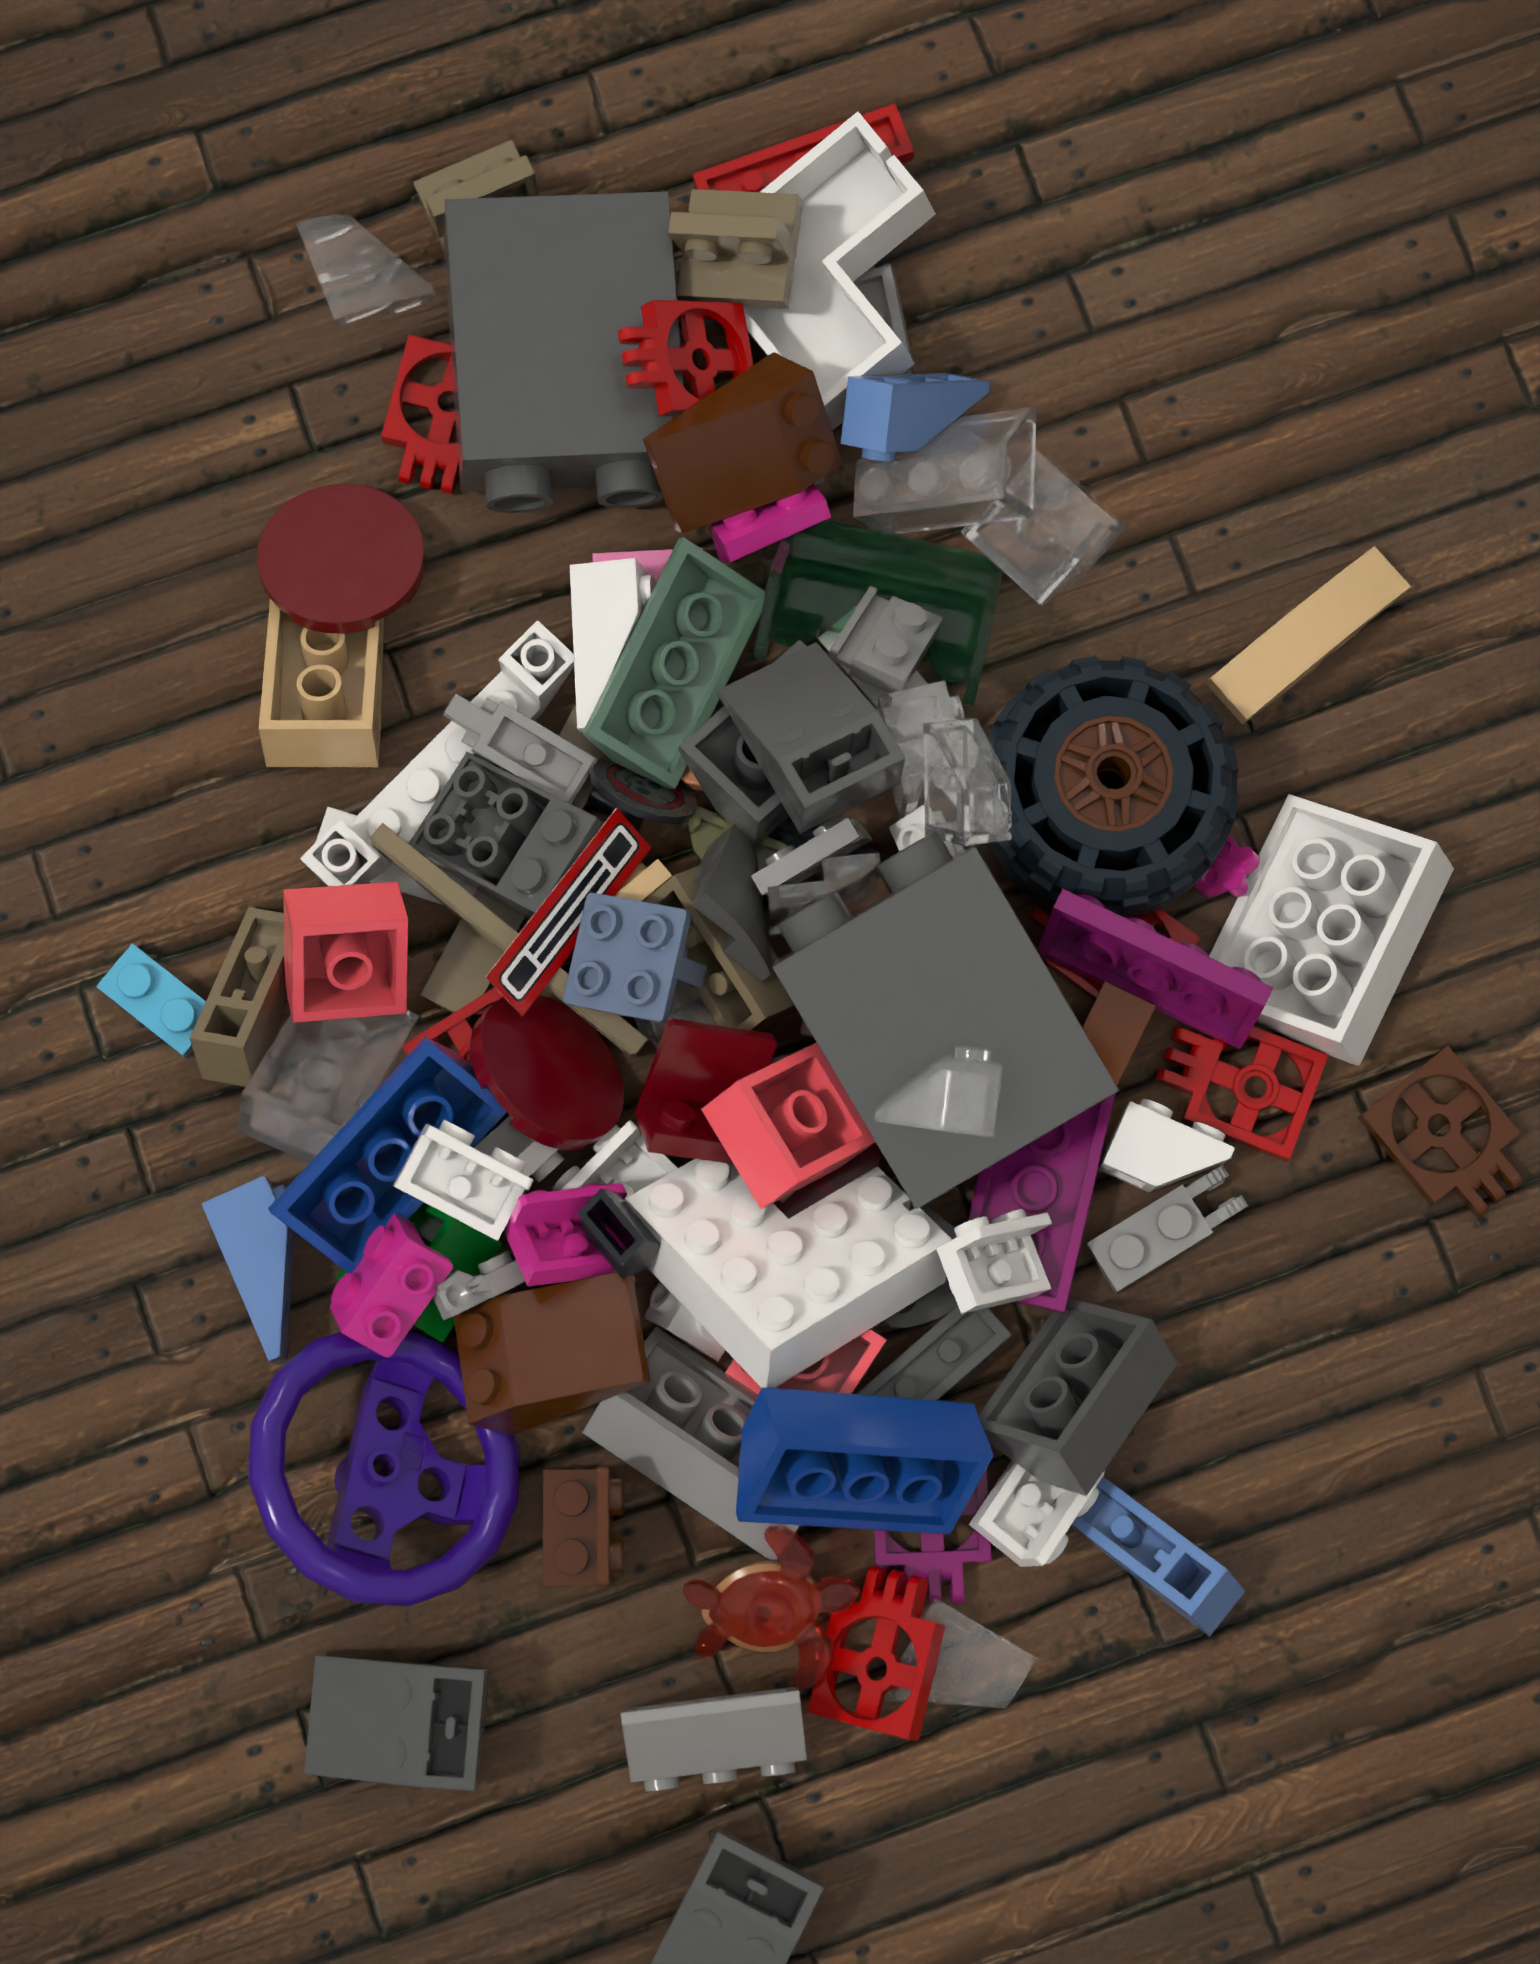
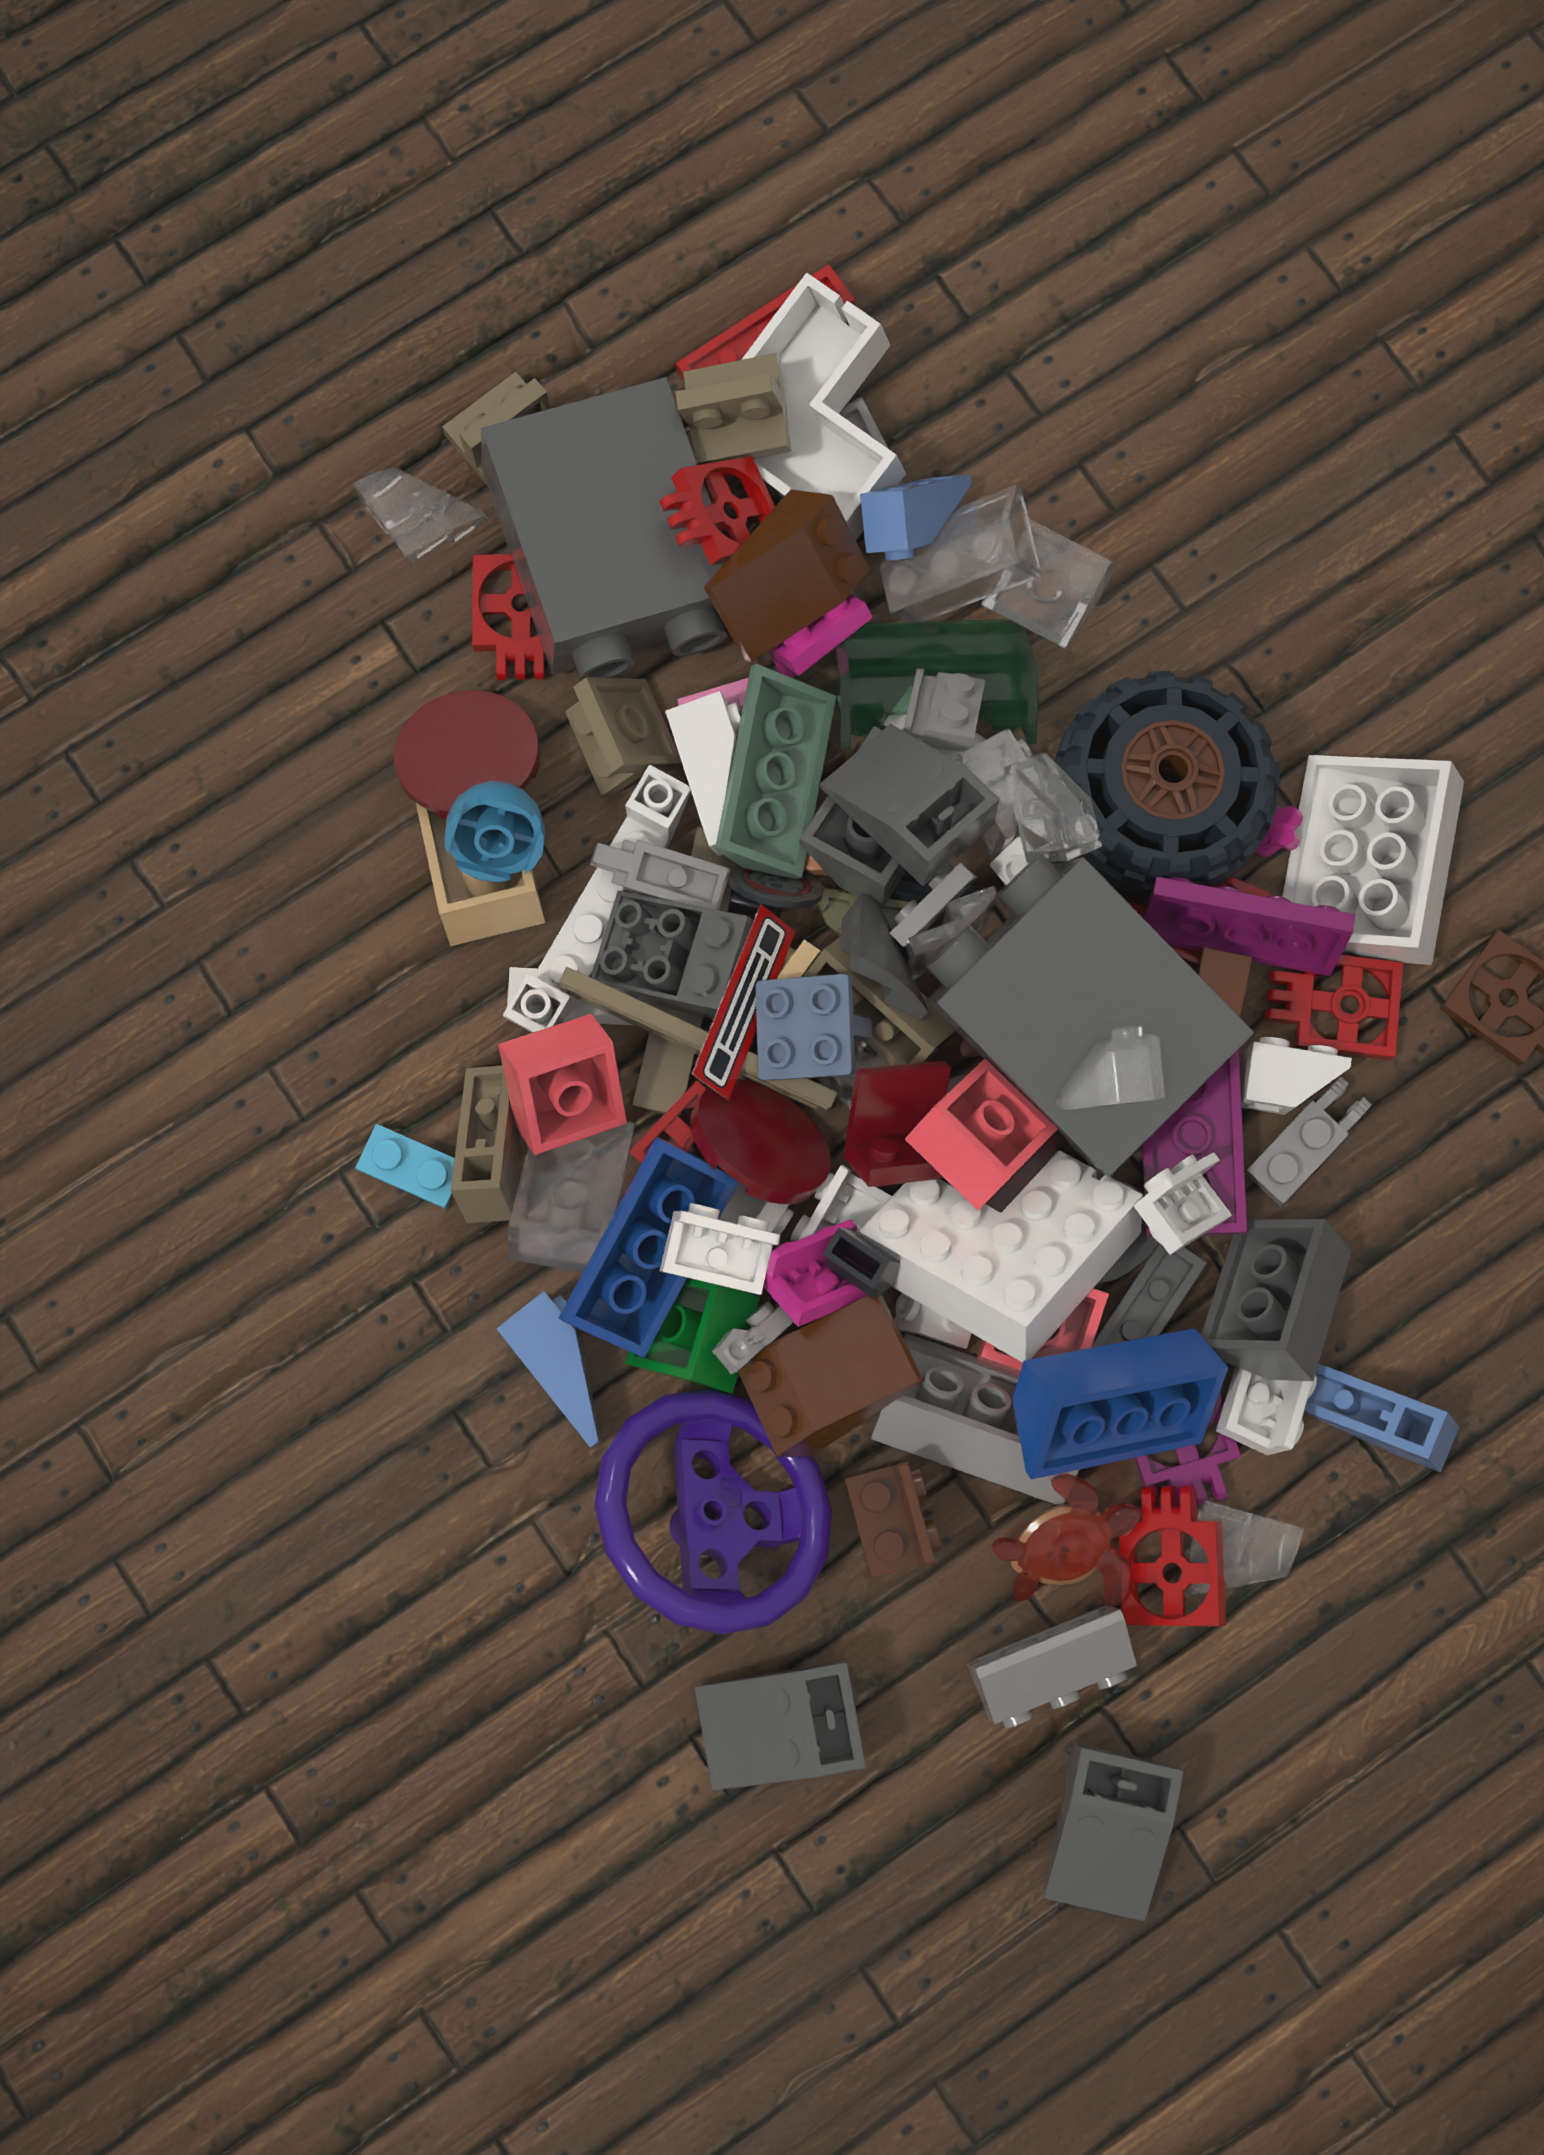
camera: 15 degrees left, 0 degrees up
(342, 652) = (494, 831): none -> dark azure cylinder
(388, 1287) = (677, 1358): dark pink bracket -> none
(518, 573) = (620, 731): none -> dark tan bracket
(1308, 635) = (1290, 619): tan slope -> none

